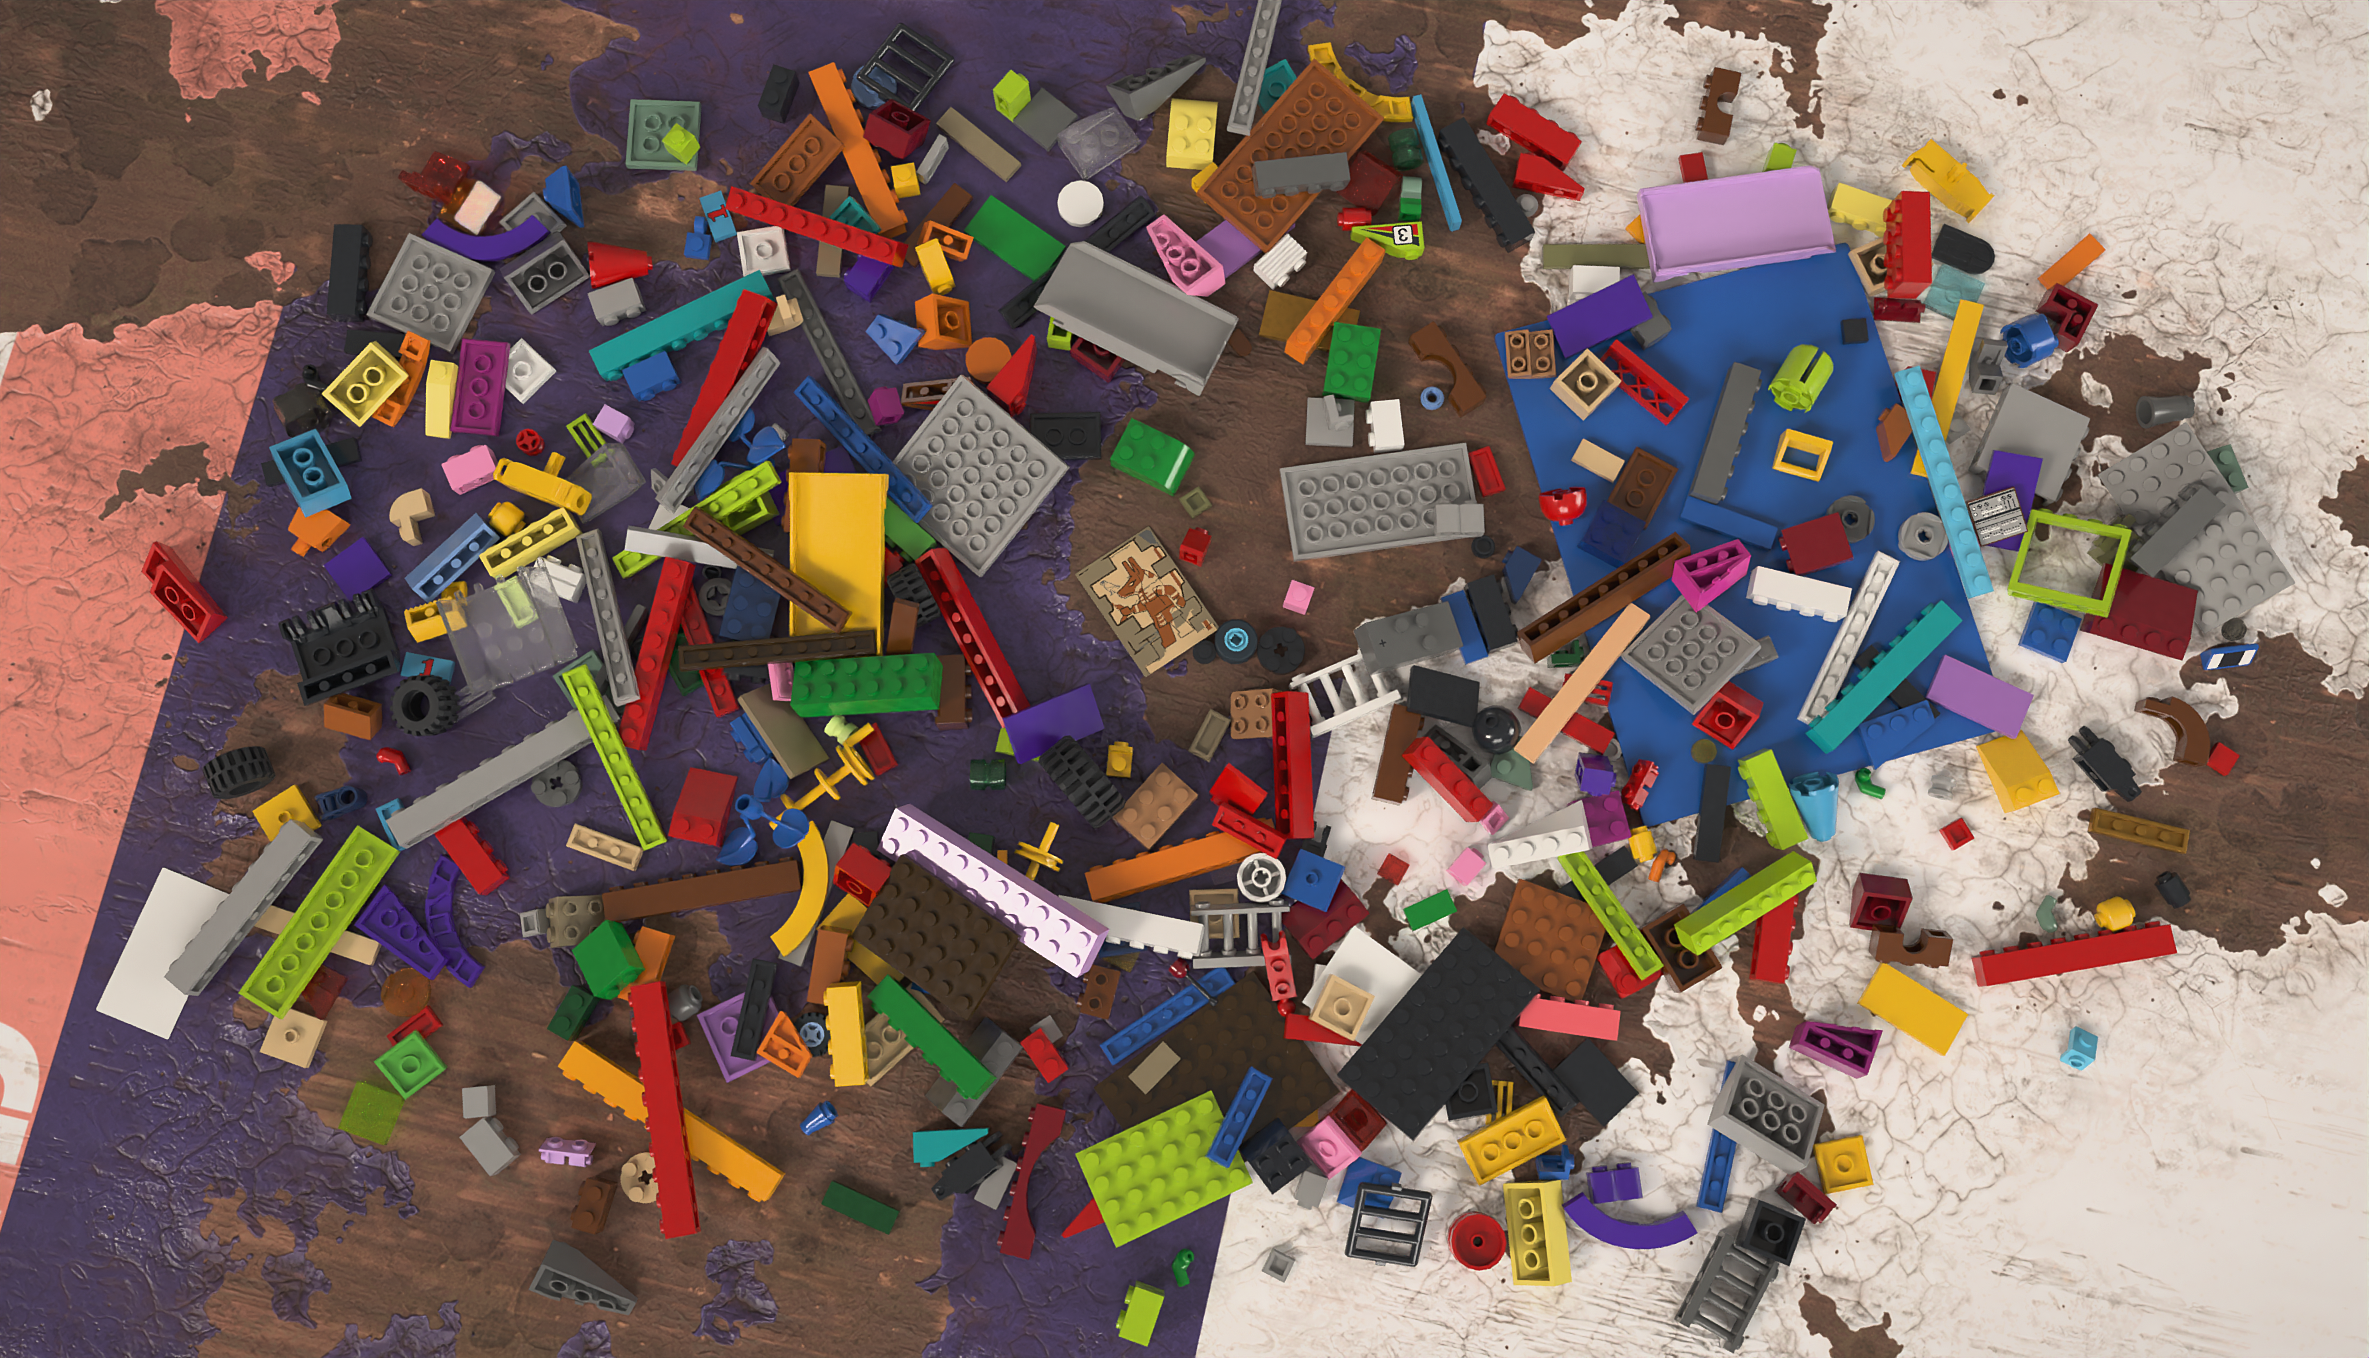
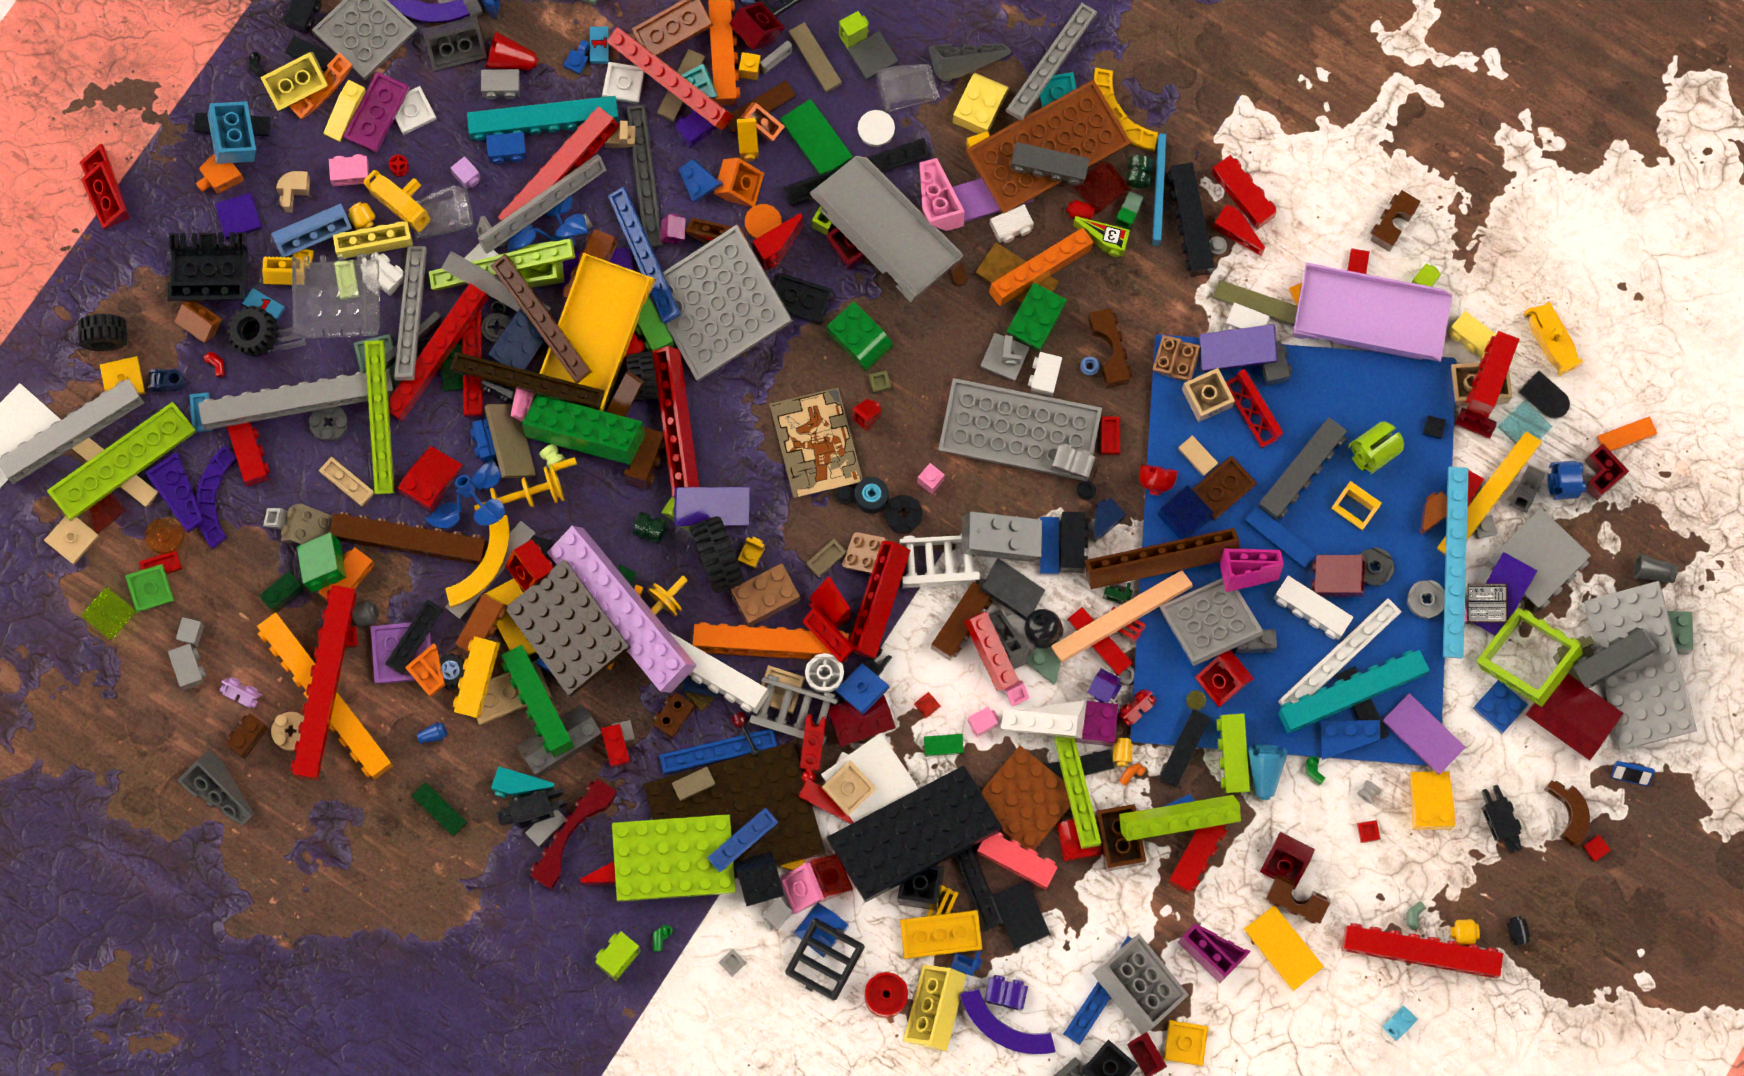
camera: 20 degrees right, 5 degrees down
(302, 410) = (240, 84): clear smoke brick -> none
(578, 422) = (439, 162): lime tile -> none
(878, 751) = (573, 482): red tile -> none
(2138, 830) = (1511, 879): pearl gold tile -> none
(2234, 629) = (1647, 757): clear smoke plate -> none

